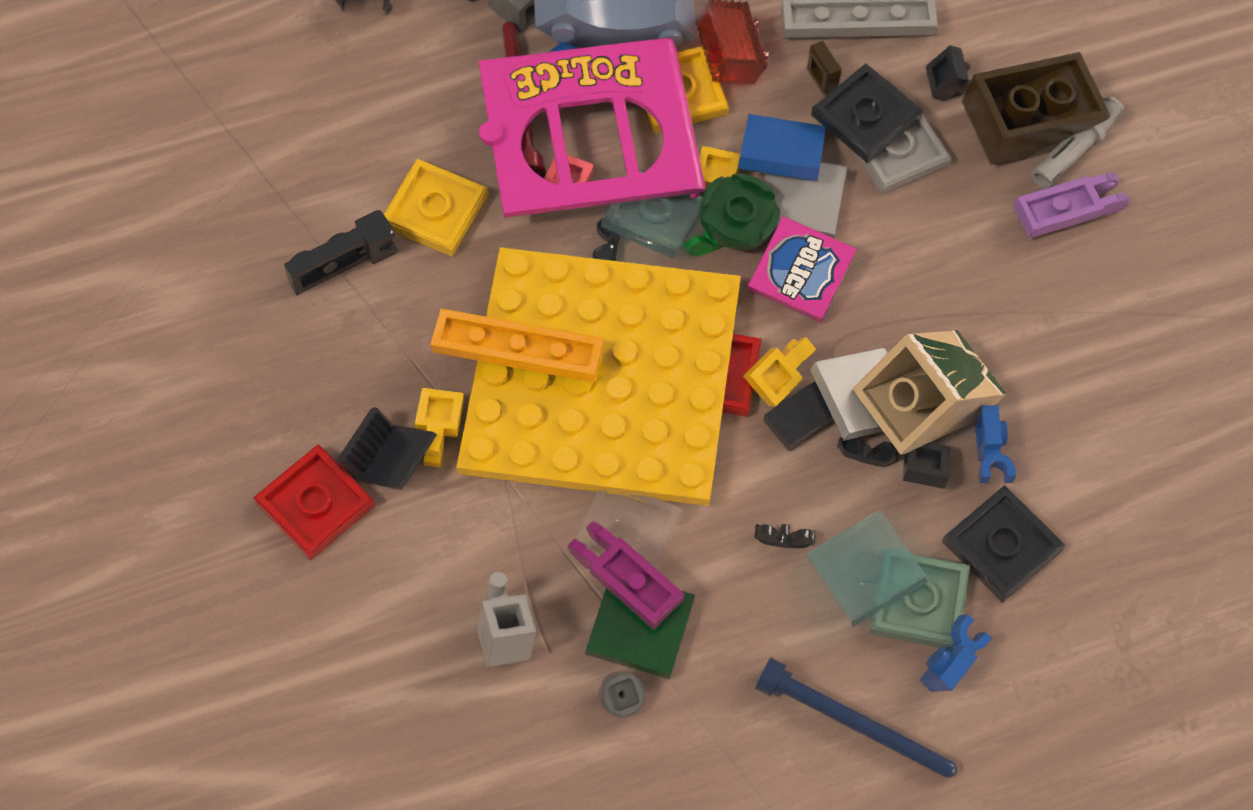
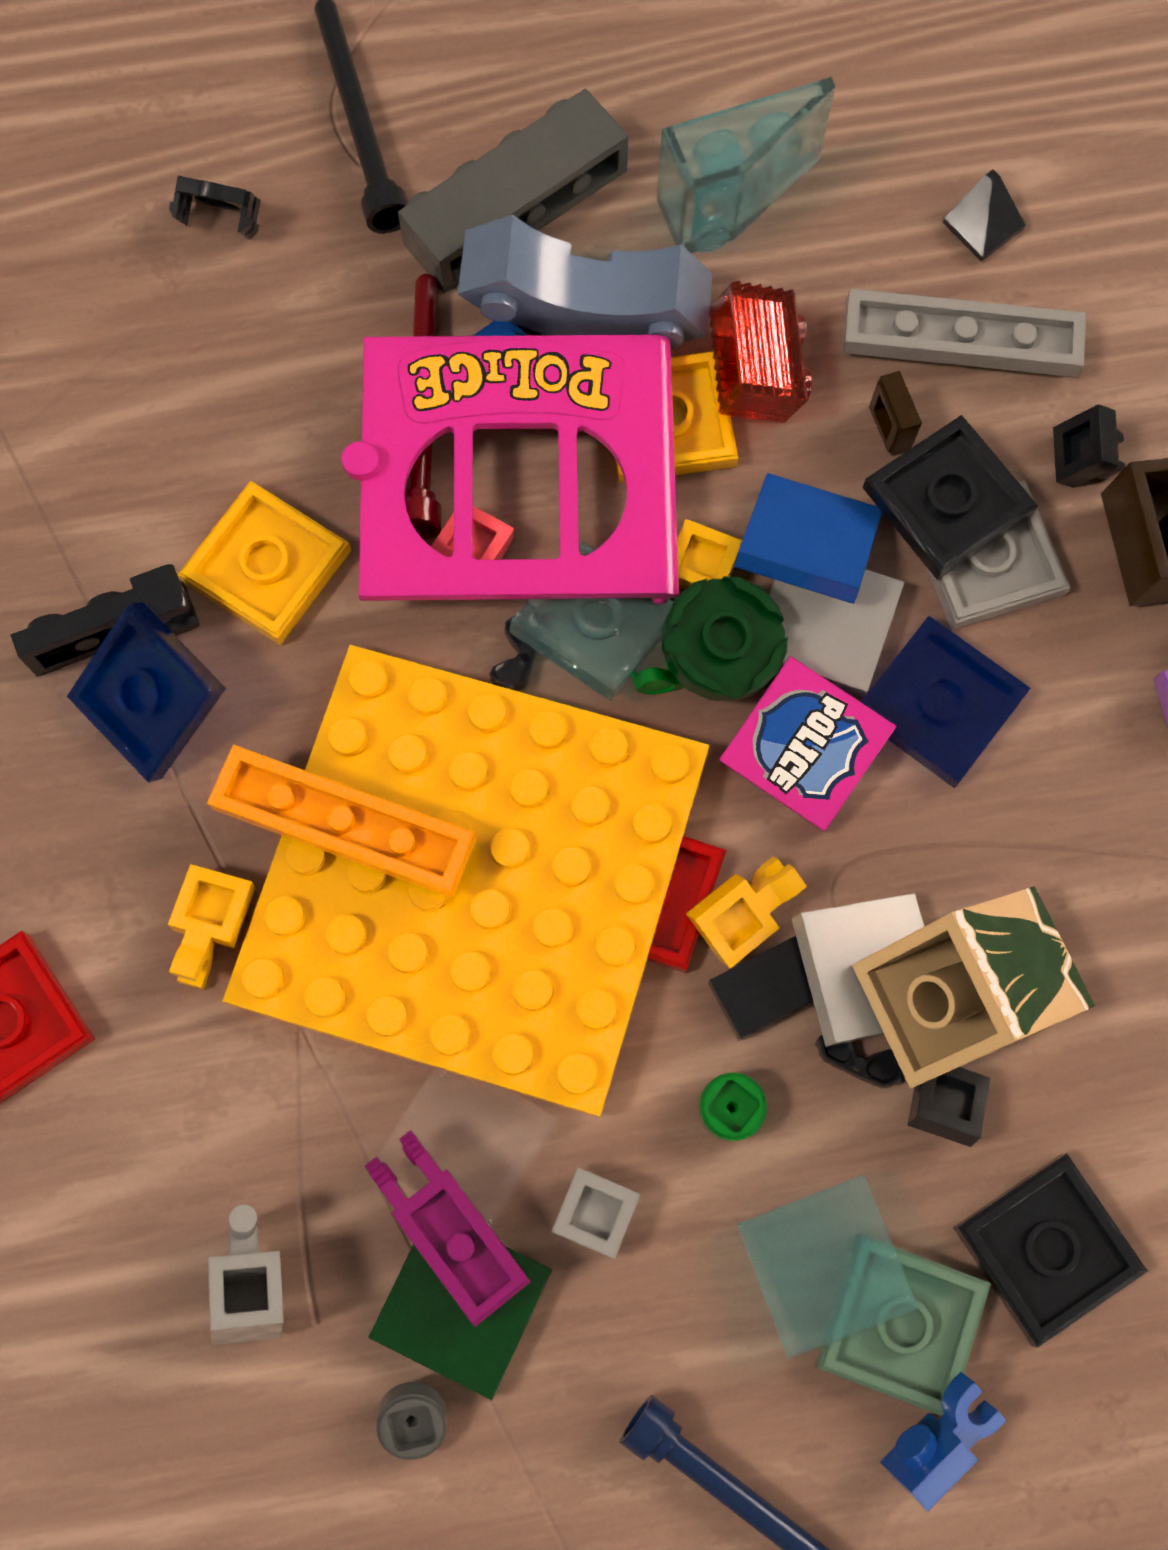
camera: 10 degrees right, 10 degrees up
(375, 289) = (145, 691): none -> clear blue tile
(384, 451) = (116, 961): black piece -> none
(716, 558) = (596, 1213): none -> light grey plate
(770, 536) = (707, 1189): black piece -> none
(791, 486) = (732, 1107): none -> green tile
(885, 234) = (944, 700): none -> clear blue tile
(990, 437) = (1057, 1072): blue plate -> none

